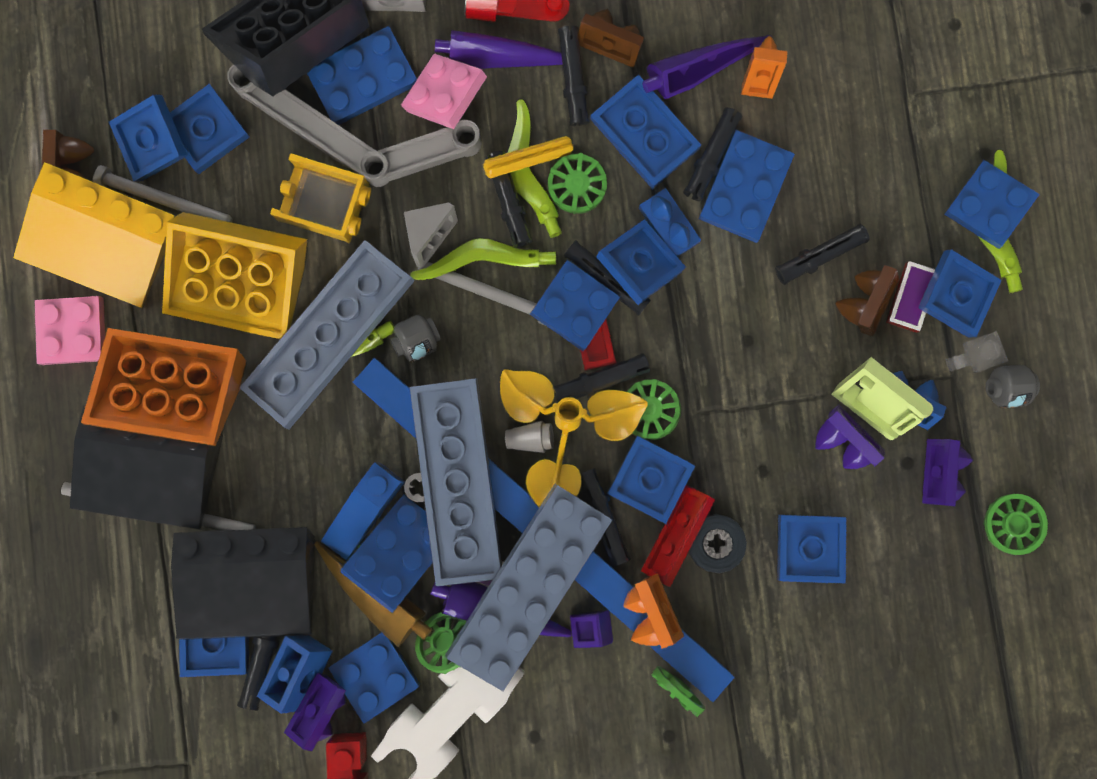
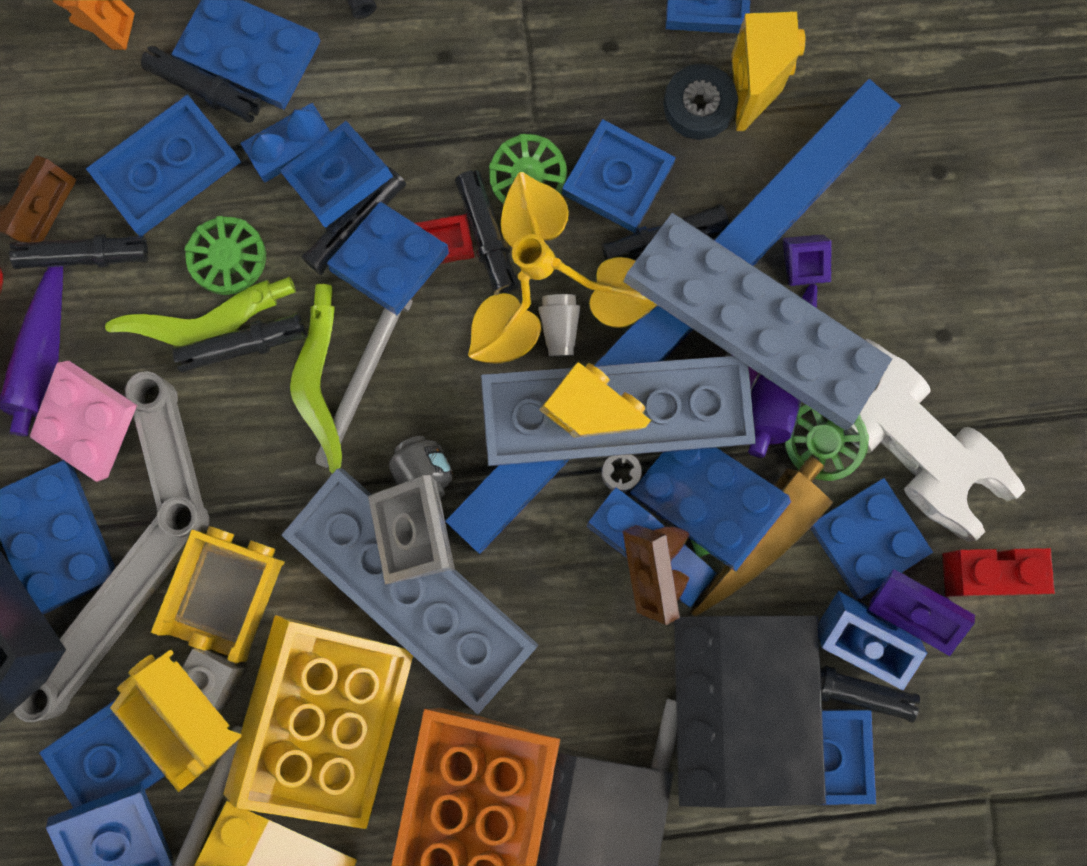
camera: 90 degrees left, 5 degrees down
(228, 174) = (172, 719): none -> yellow window
(260, 195) = (214, 675): none -> light grey brick
(332, 510) = (652, 579): none -> reddish brown tile
(362, 334) = (411, 530): none -> light grey slope
(428, 229) = (272, 450): light grey slope -> none
(449, 459) = (589, 407): none -> yellow slope
(528, 157) = (184, 313): yellow axle -> none
(661, 625) = (807, 157): orange tile -> none
(678, 535) = (692, 145): red tile -> none
(679, 690) = (885, 145): bright green wheel -> none
(693, 67) = (84, 105): dark purple piece -> none
(745, 592) = (764, 61): none -> yellow slope

